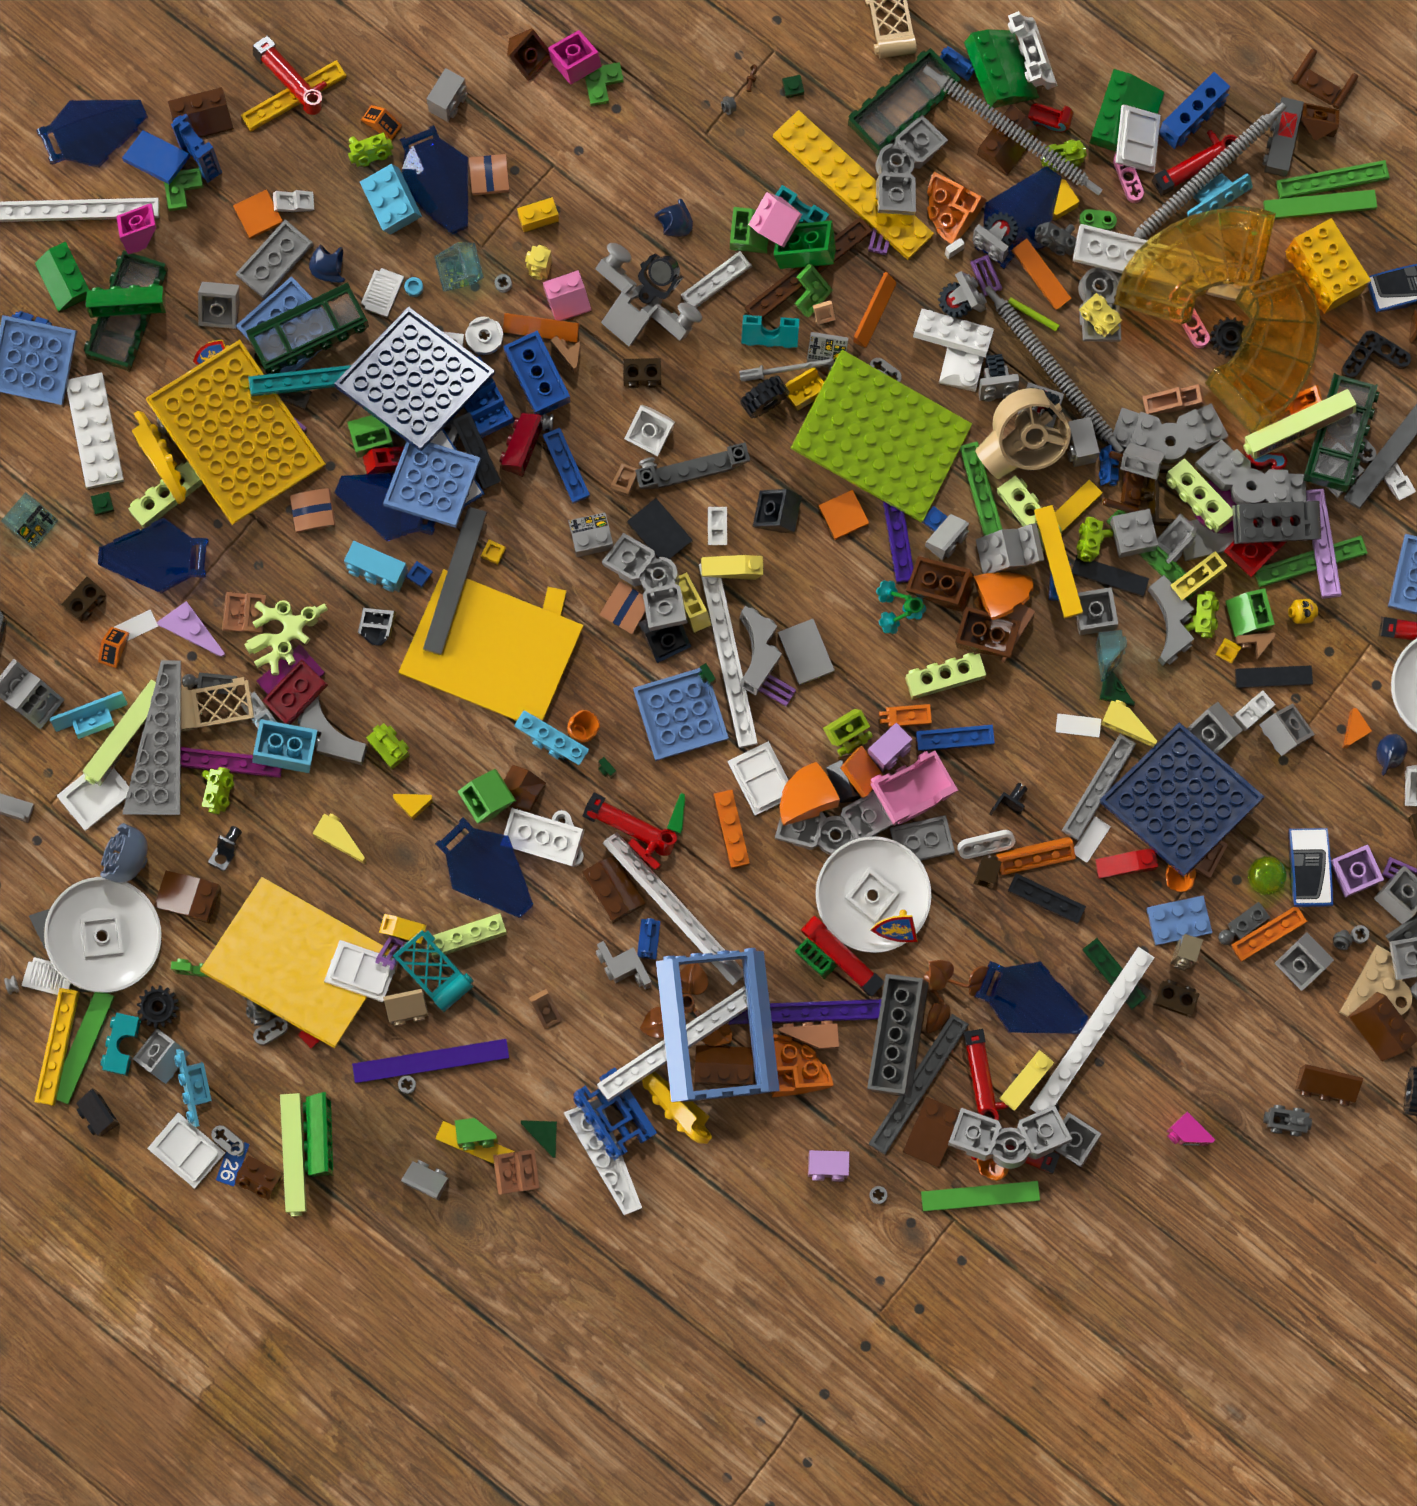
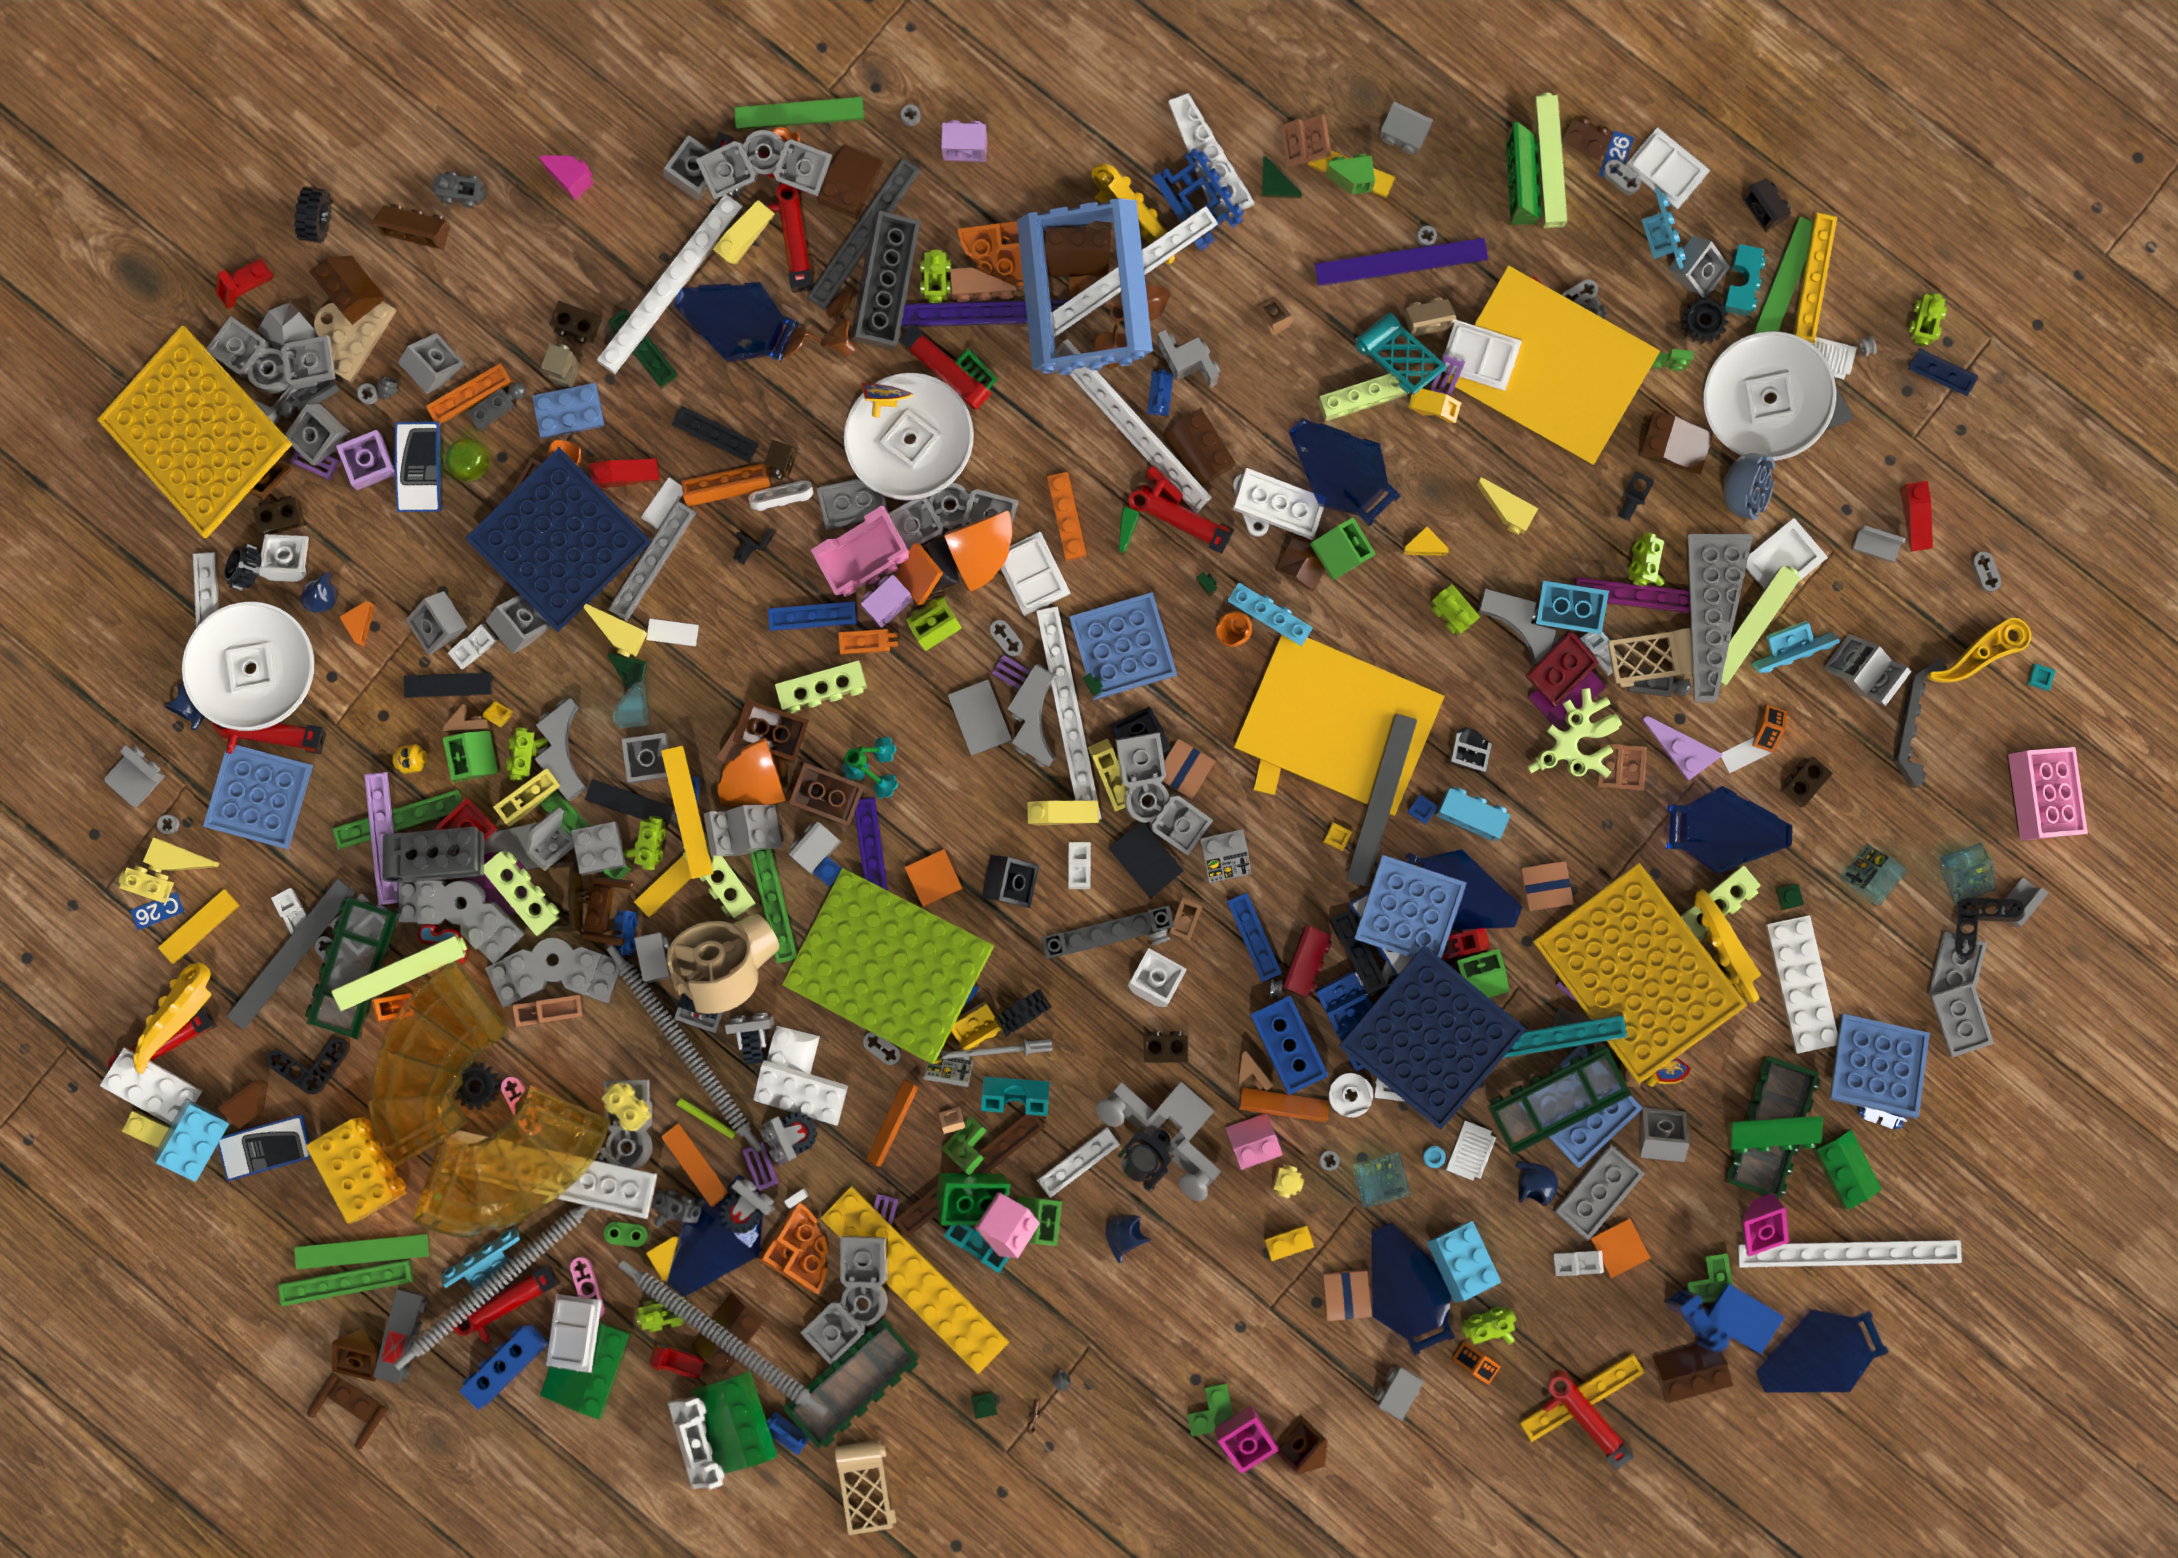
camera: 175 degrees left, 5 degrees up
(786, 717) = (1010, 635): none -> light grey beam
(852, 1049) = (935, 269): none -> lime brick
(1142, 460) = (584, 933): light grey panel -> none

